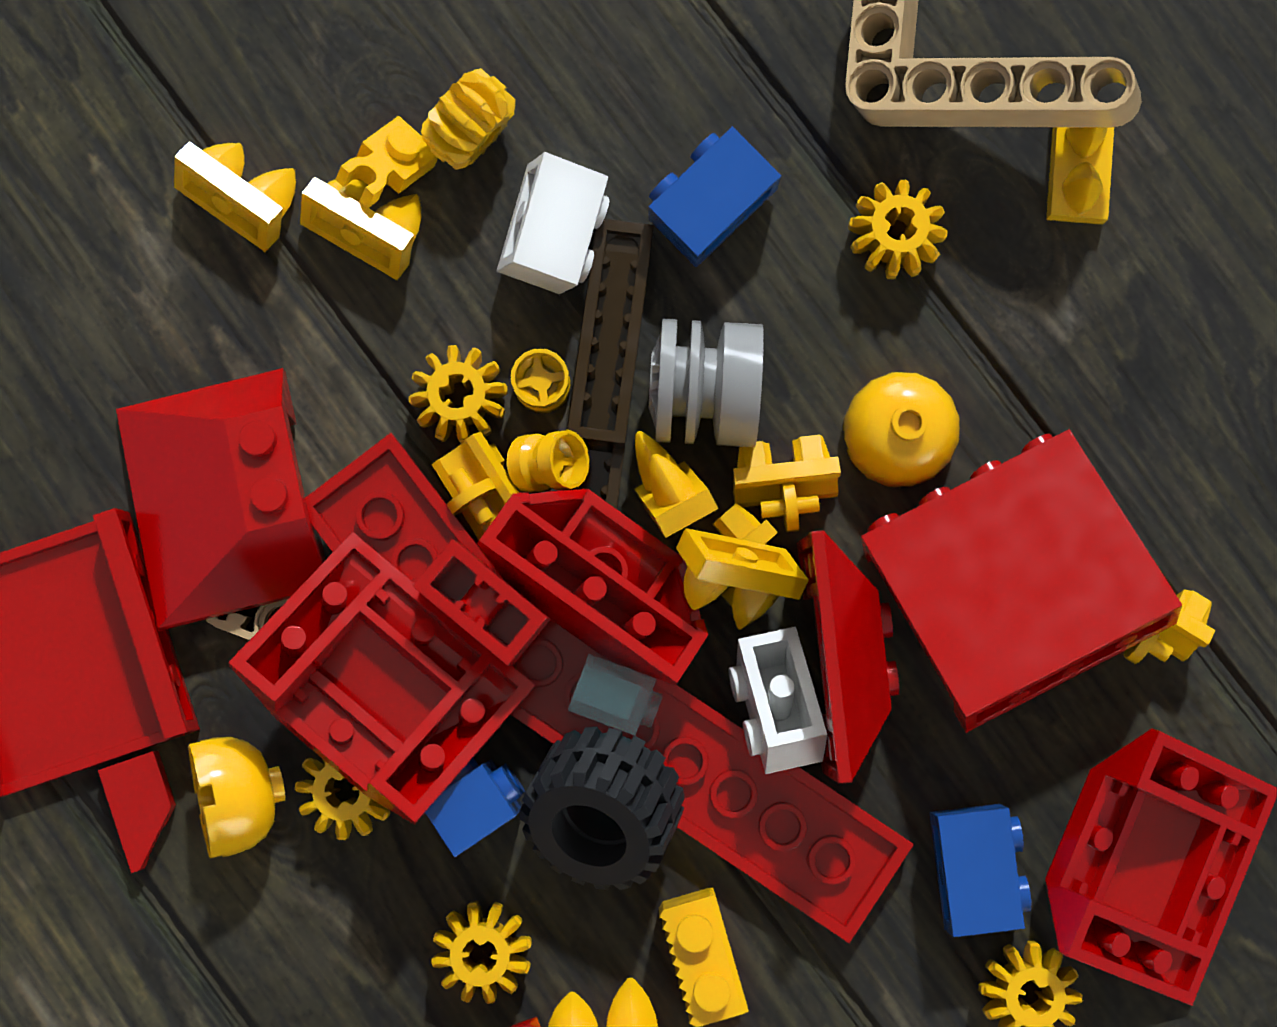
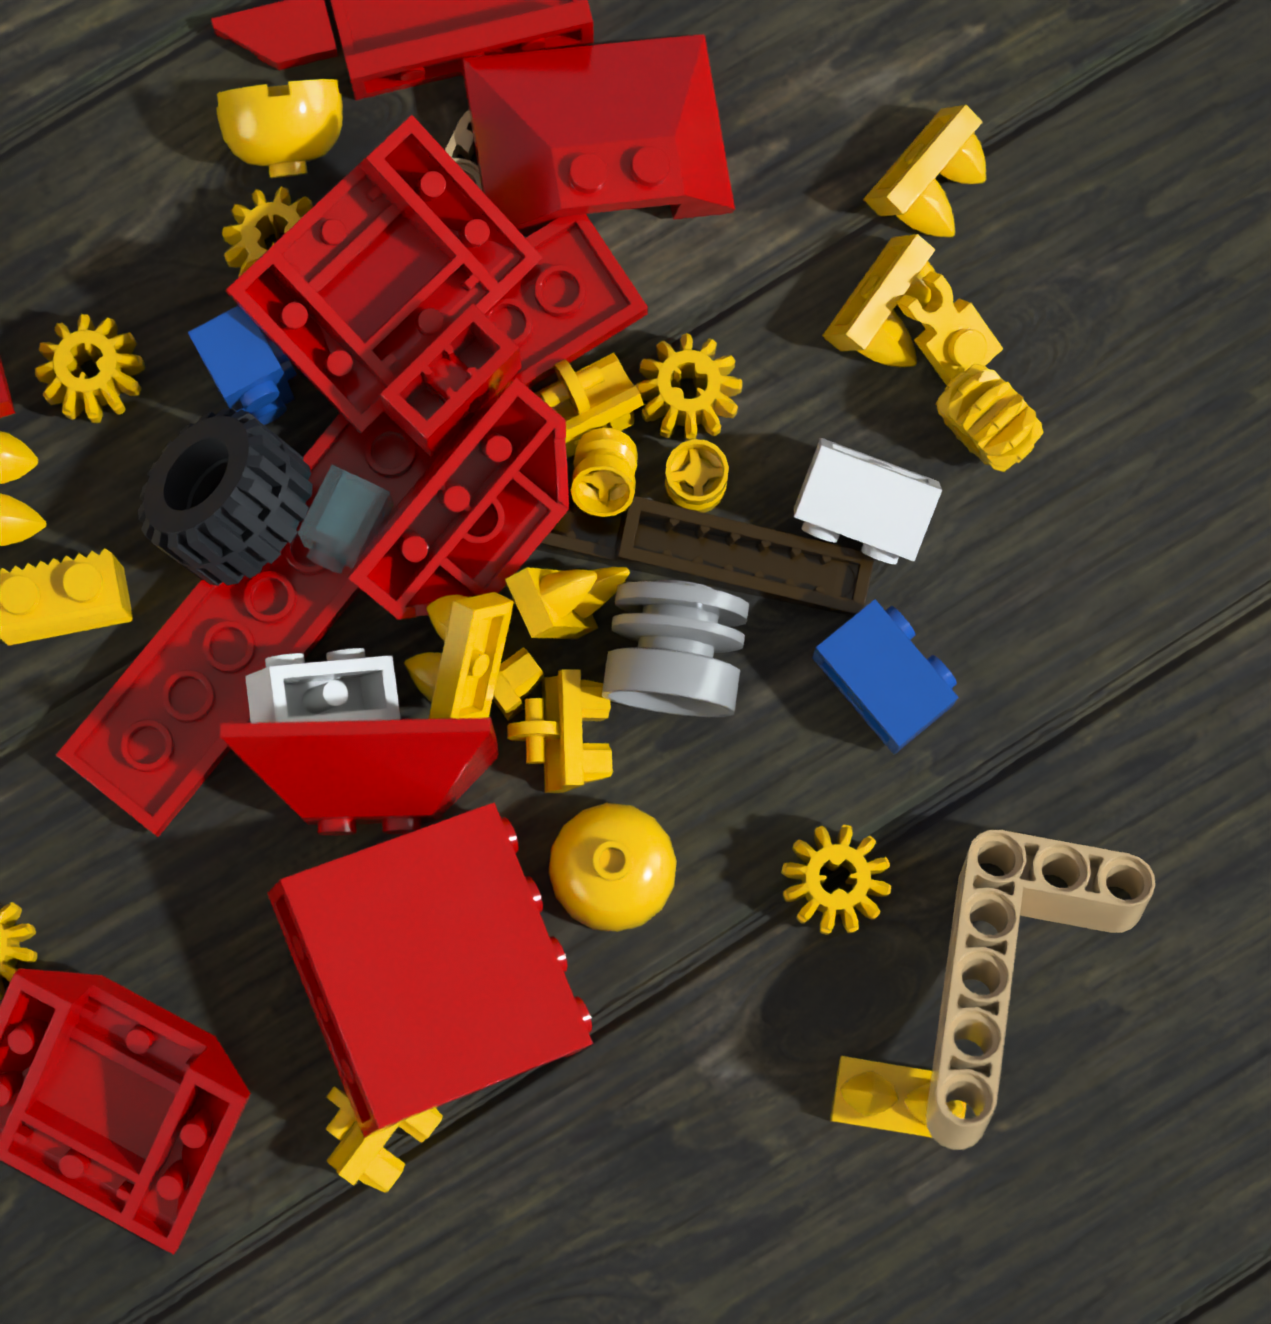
camera: 90 degrees right, 5 degrees down
(979, 869) = (119, 900): blue brick -> none

